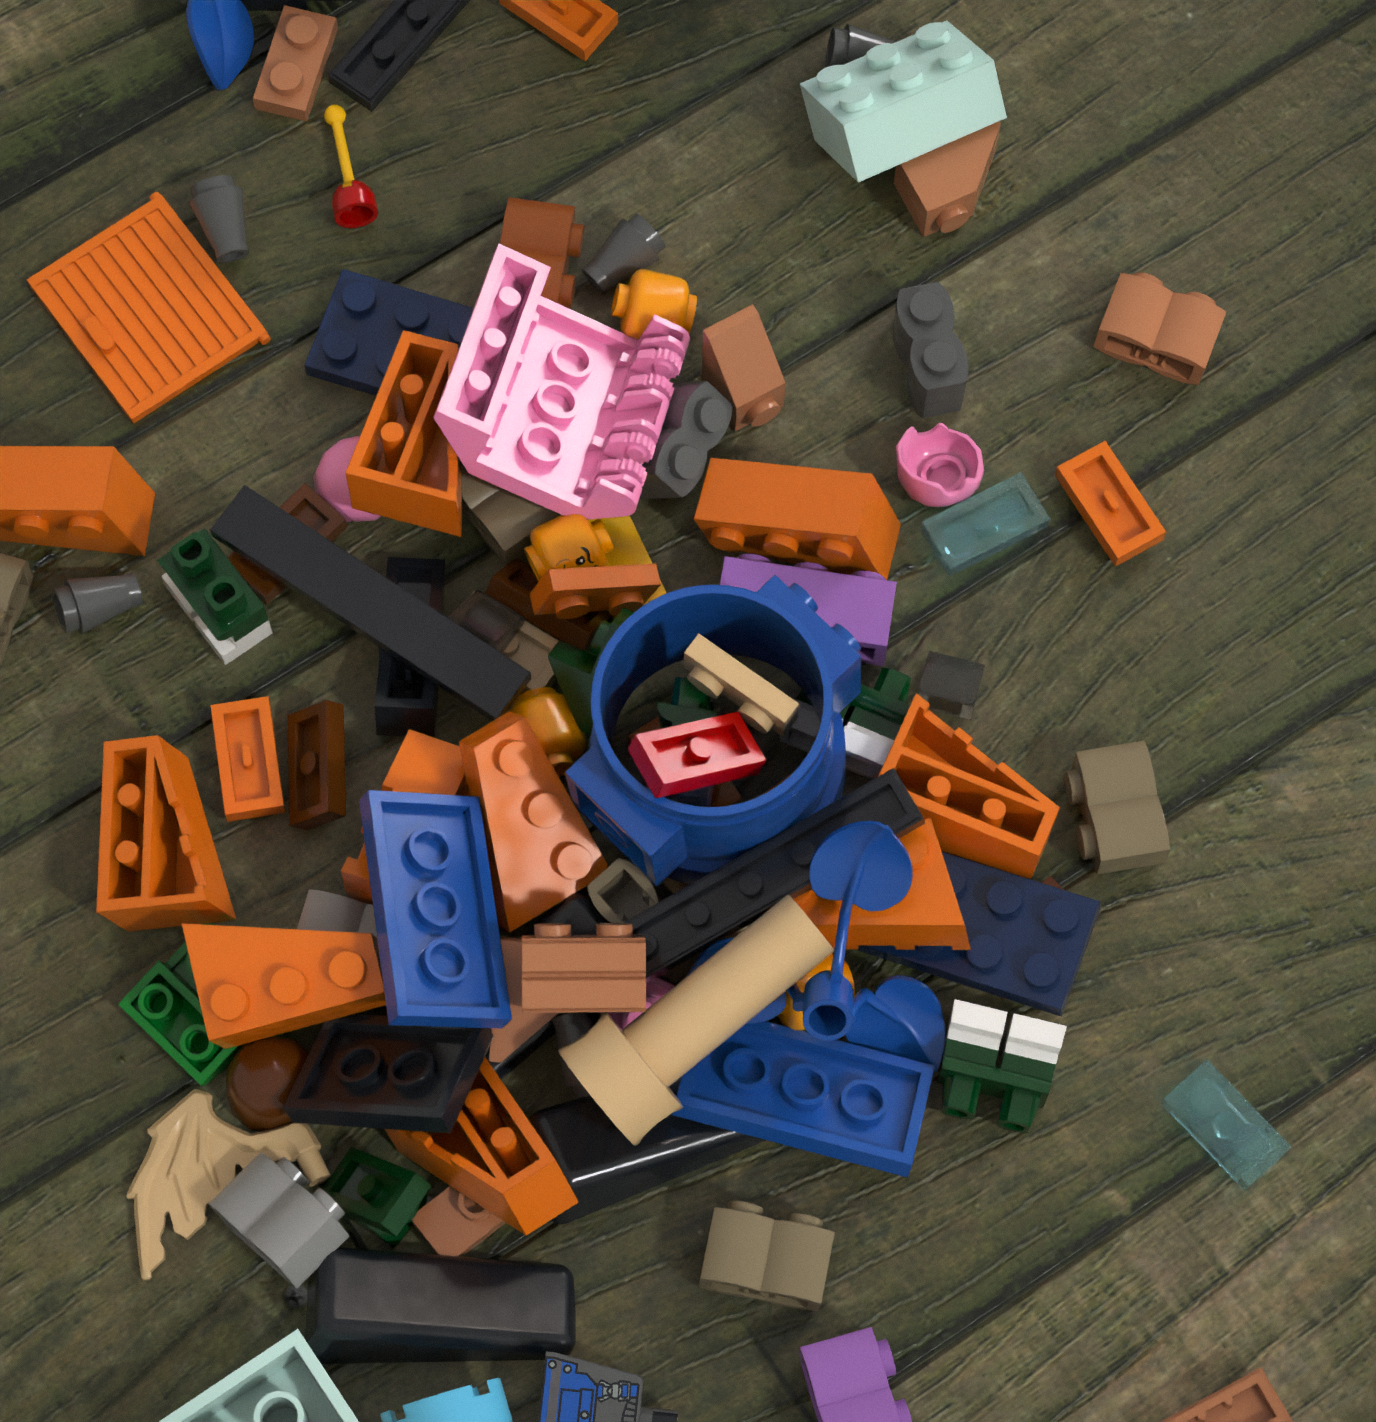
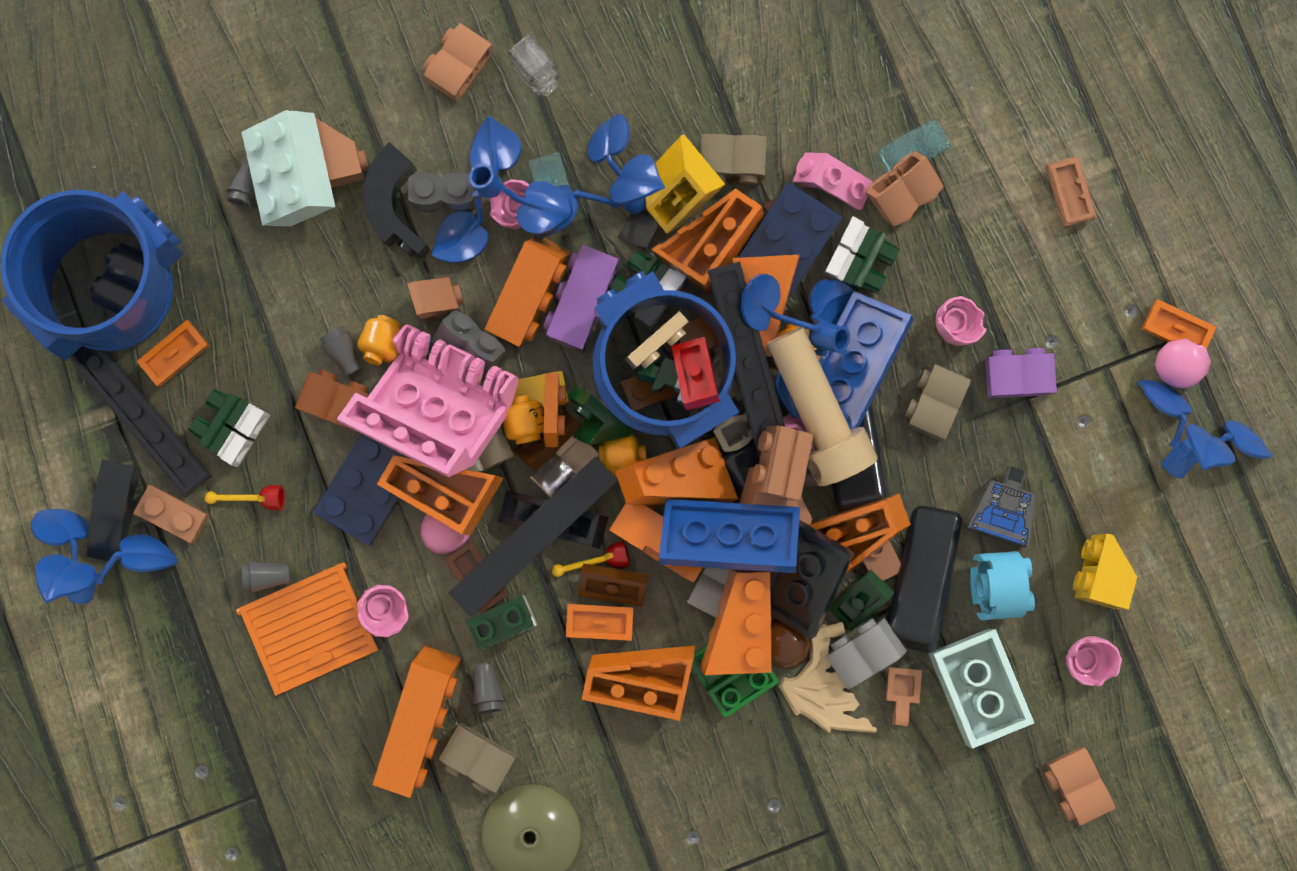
camera: 75 degrees left, 15 degrees up
(197, 404) = (382, 610): none -> bright pink hair
(230, 1307) = (903, 688): none -> nougat plate
(368, 760) = (615, 555): none -> hinge
(456, 115) = (218, 435): none -> hips
(889, 260) = (381, 187): none -> black arch
(926, 1265) = (960, 321): none -> bright pink hair
(934, 498) = (542, 208): none -> blue plant
(1007, 619) = (635, 181): none -> blue plant
(1040, 722) = (687, 183): none -> yellow slope
(1110, 503) = (556, 117): orange plate -> none
(1127, 991) = (833, 177): none -> bright pink bracket
(1142, 1113) = (905, 189): none -> nougat brick
(1184, 439) = (534, 66): none -> clear brick

